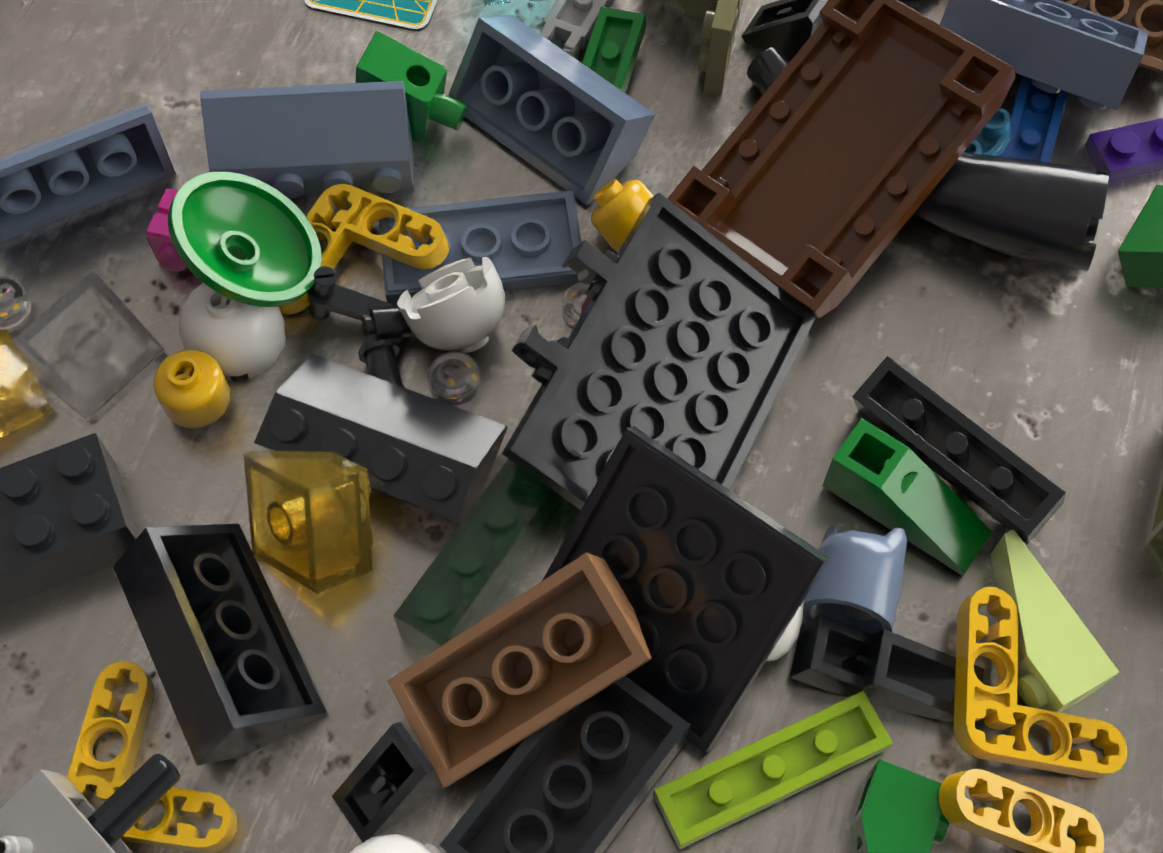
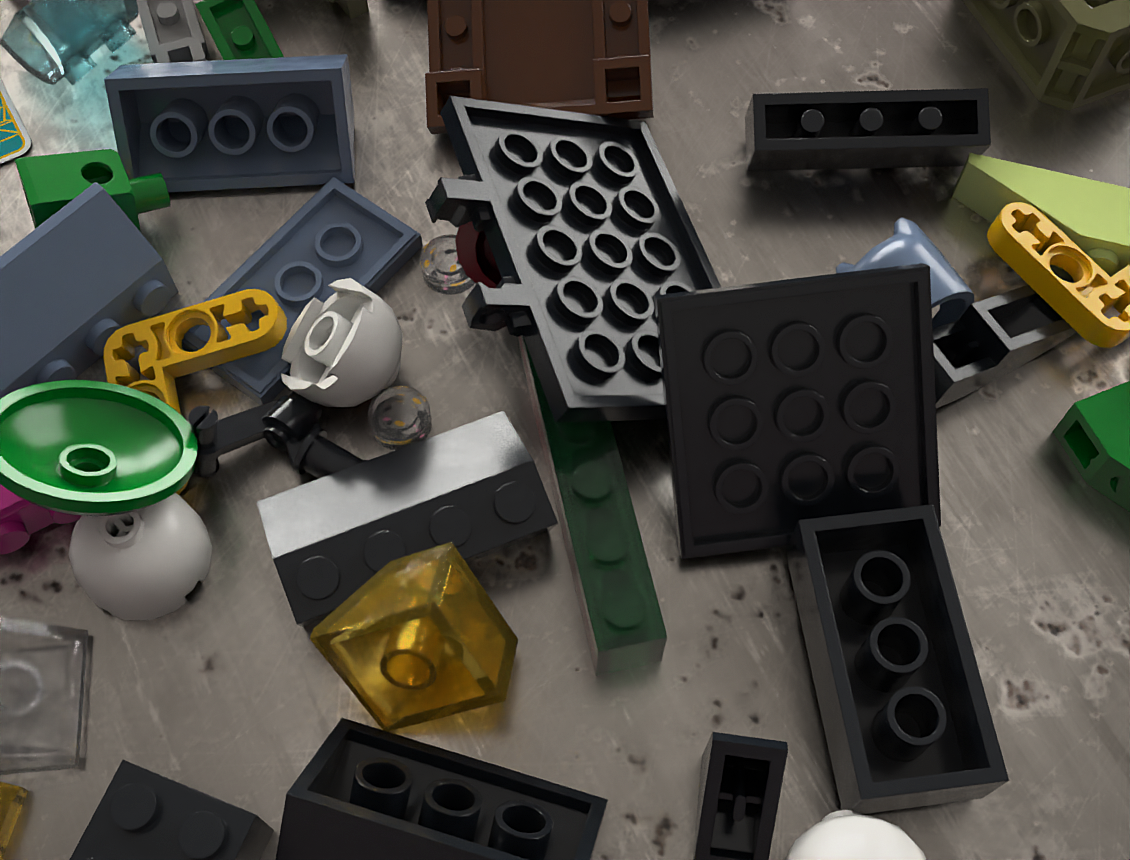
camera: 45 degrees left, 0 degrees up
(191, 388) = (167, 635): yellow head -> none
(521, 667) = (763, 589): medium nougat slope -> none
(618, 209) = (410, 156): yellow head -> none
(771, 769) = (1000, 491): lime plate -> none
(904, 493) = (857, 197): green slope -> none

